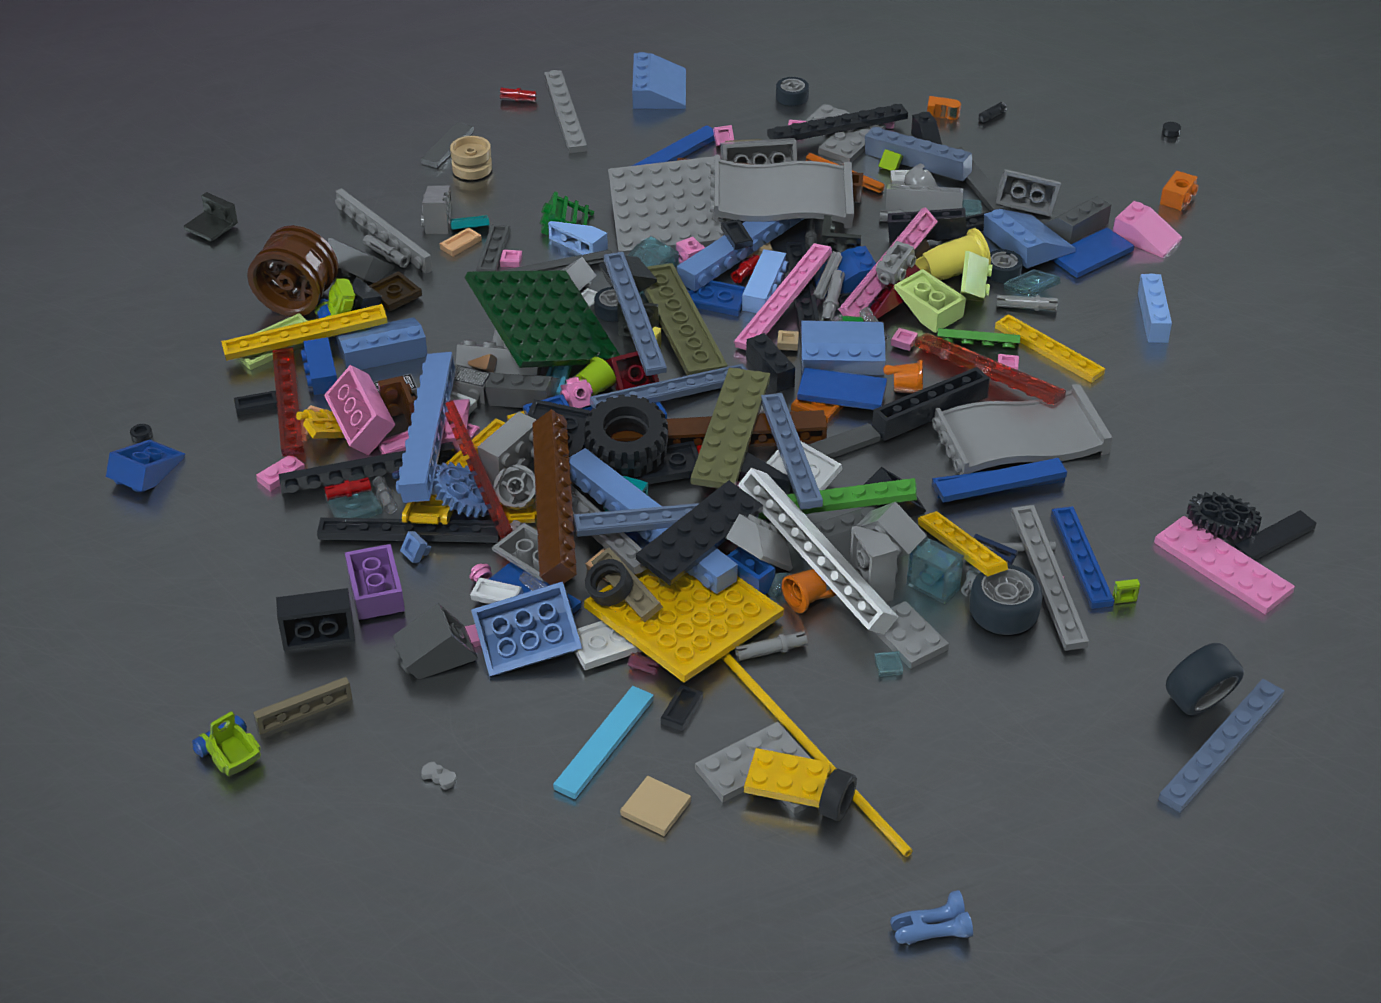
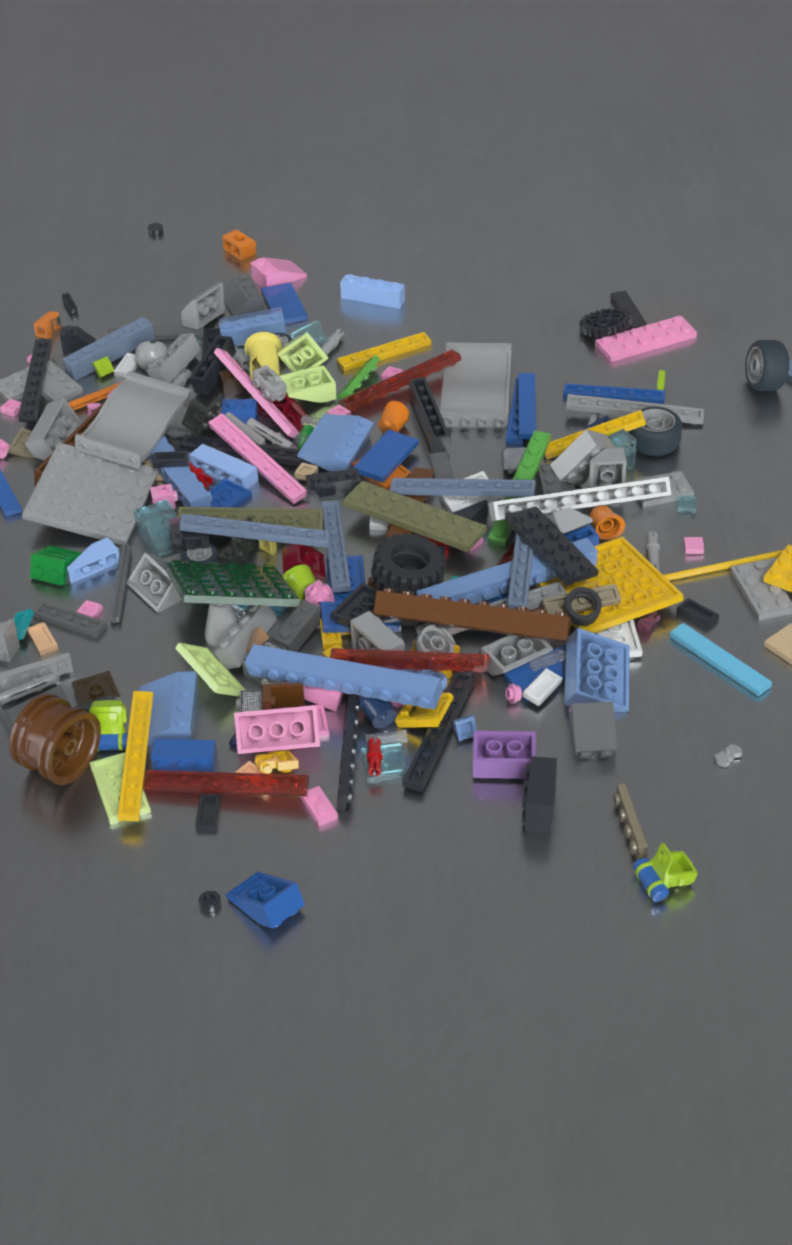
camera: 70 degrees left, 0 degrees up
(438, 340) = (210, 669): none -> yellowish green tile
(808, 682) = (693, 545): none -> bright pink tile

